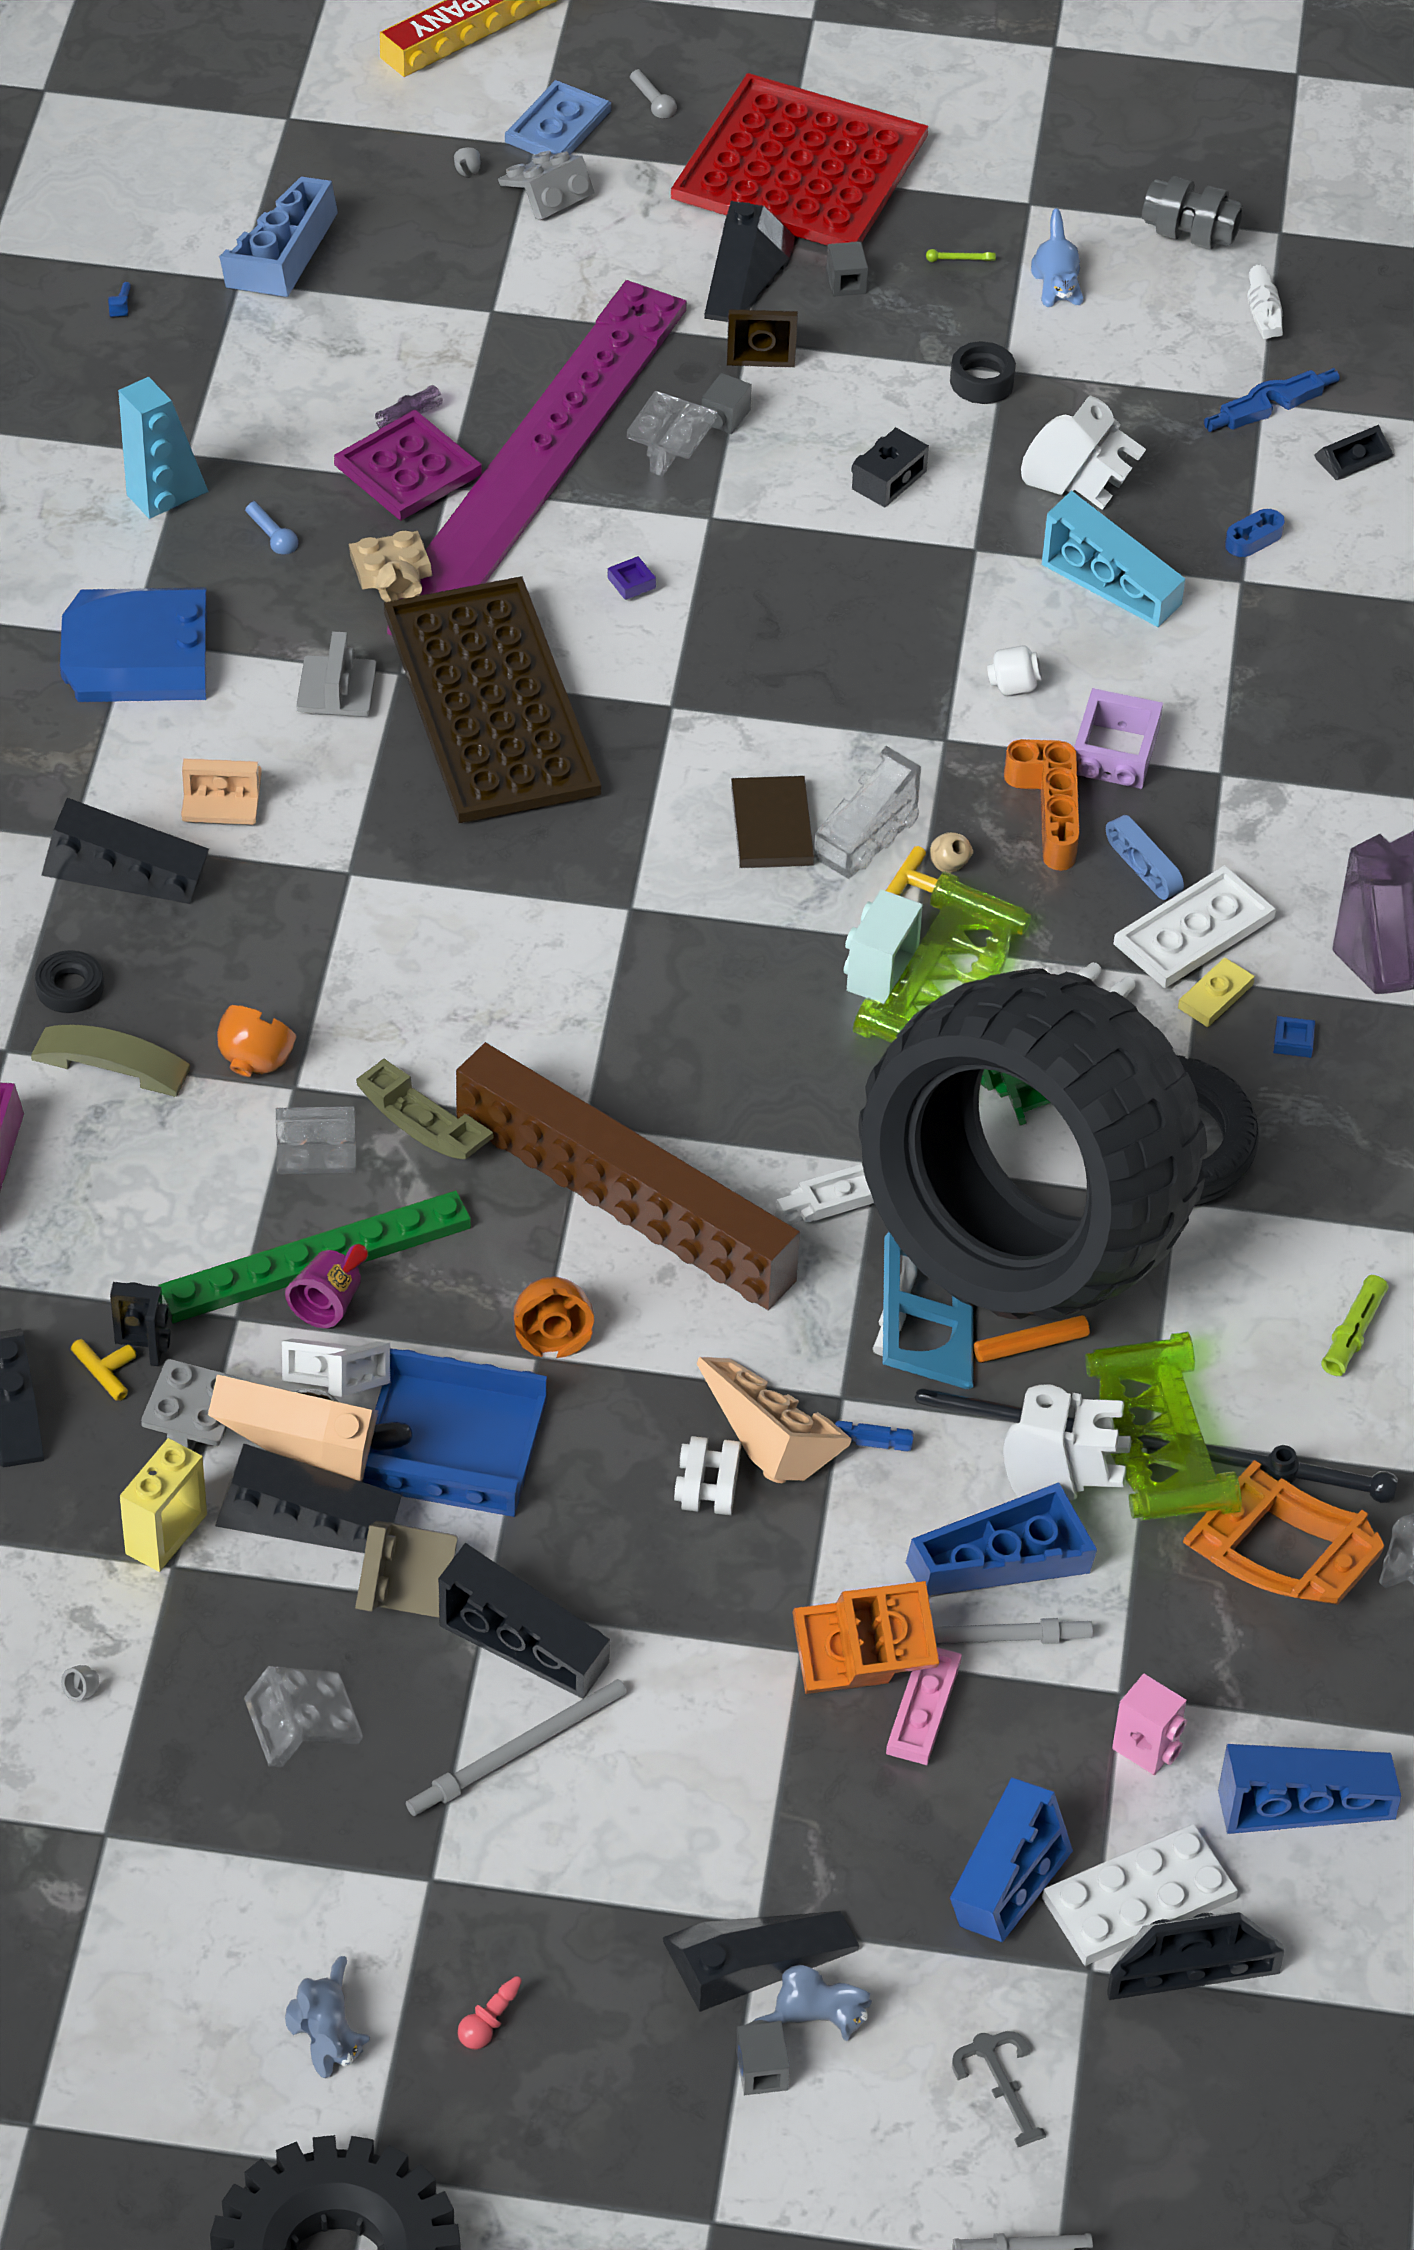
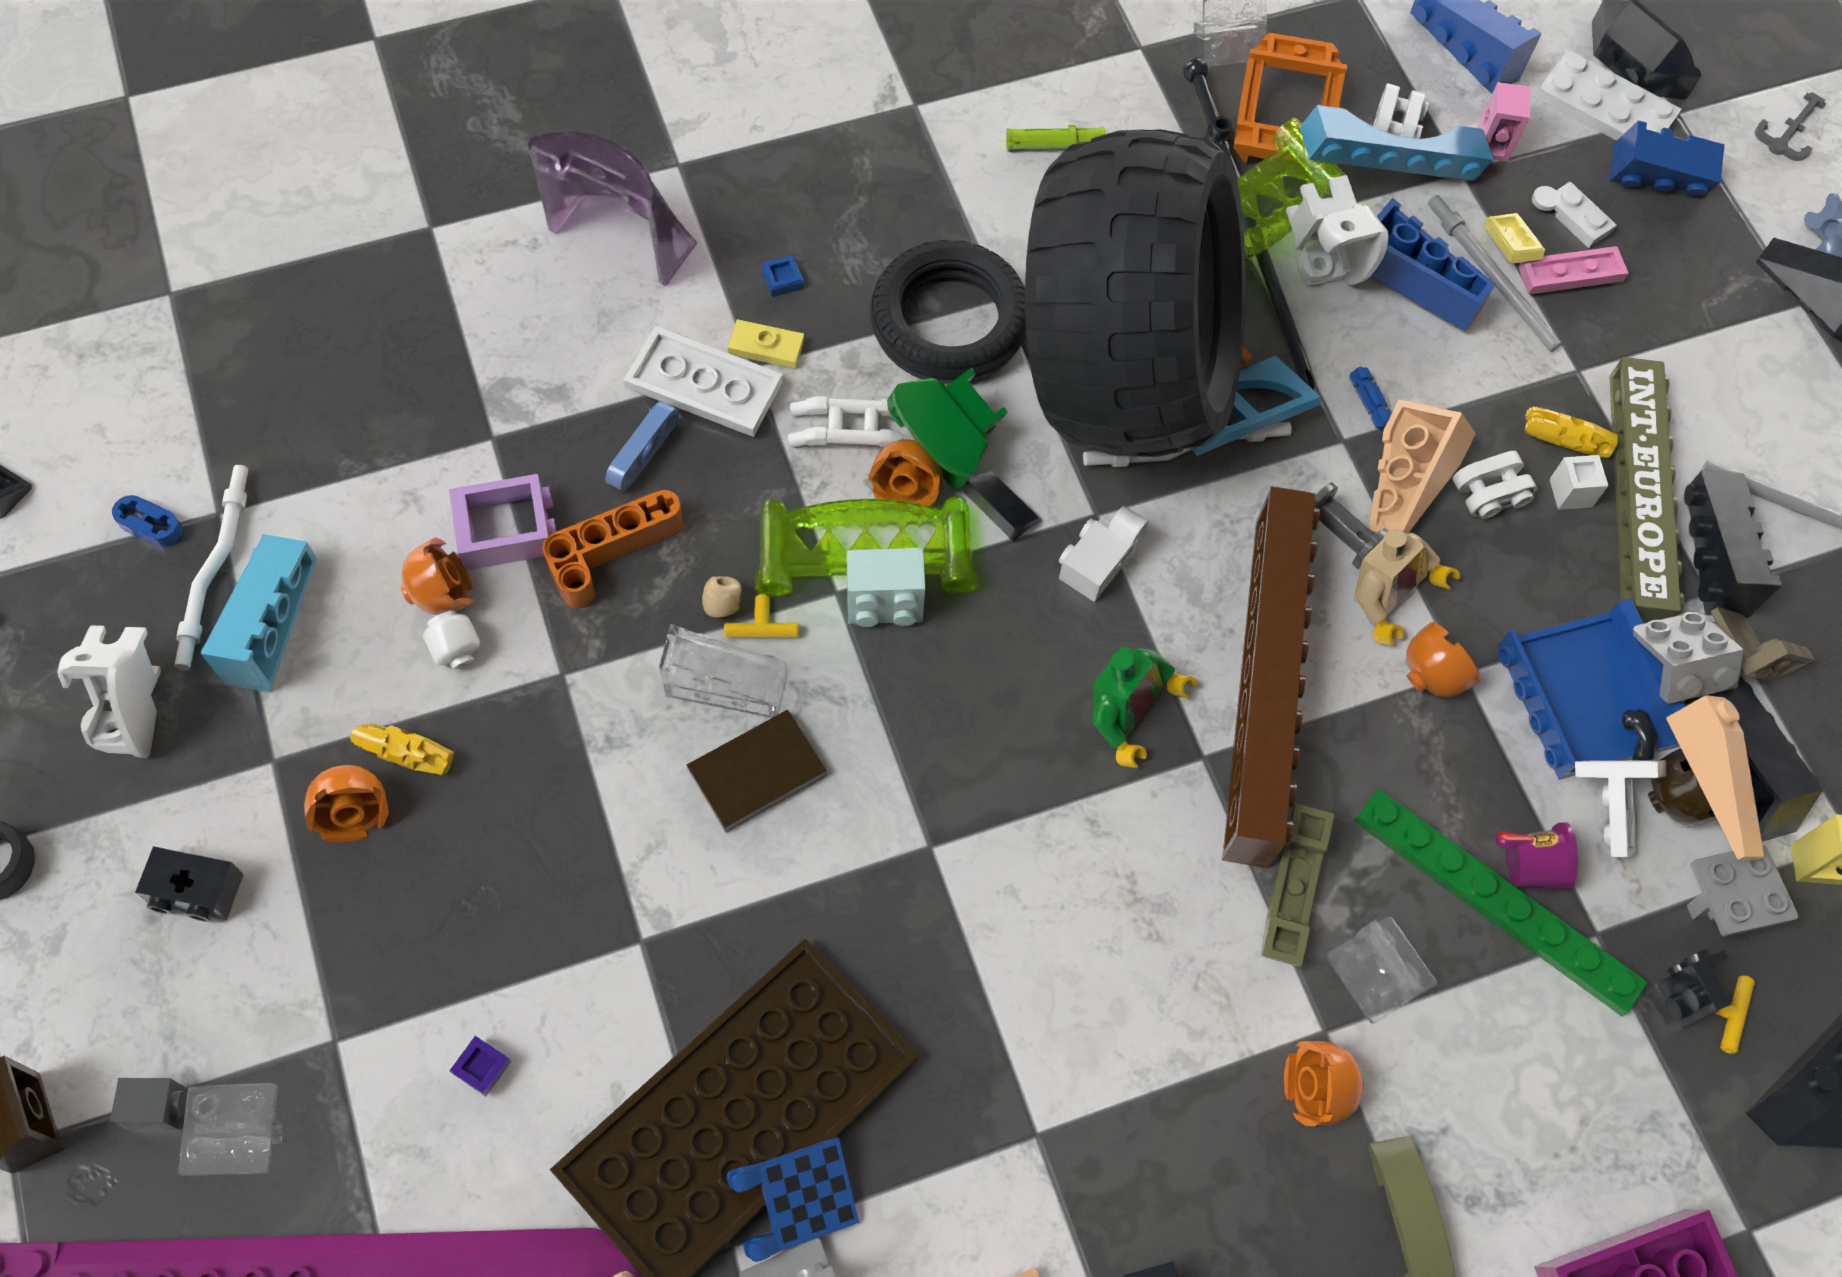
camera: 120 degrees left, 15 degrees up
(403, 707) = (803, 1194): none -> blue flag
(430, 1479) = (1694, 655): none -> light grey bracket
(628, 1602) = (1645, 489): none -> olive brick
(665, 1327) = (1391, 574): none -> tan torso
(668, 1536) = (1578, 482): none -> white panel
(675, 1073) = (1126, 693): none -> green torso
(717, 1589) = (1570, 432): none -> yellow hinge
(741, 1322) = (1345, 524): none -> dark grey hose
(825, 1196) = (1169, 524): white hinge -> none
(826, 1126) = (1101, 552): none -> white hinge
(865, 1637) = (1573, 308): orange bracket -> none
(902, 562) = (345, 804): none -> orange cylinder
(932, 614) = (403, 748): none -> yellow hinge
(994, 1666) = (1514, 238): none -> light yellow plate
(994, 1764) = (1575, 212): none -> white hinge
(1073, 671) = (435, 579): none -> orange cylinder
(1186, 1505) = (1342, 138): none -> dark azure arch
(1221, 1650) = (1413, 110): none -> white brick
(1242, 587) = (190, 630): none -> white bar

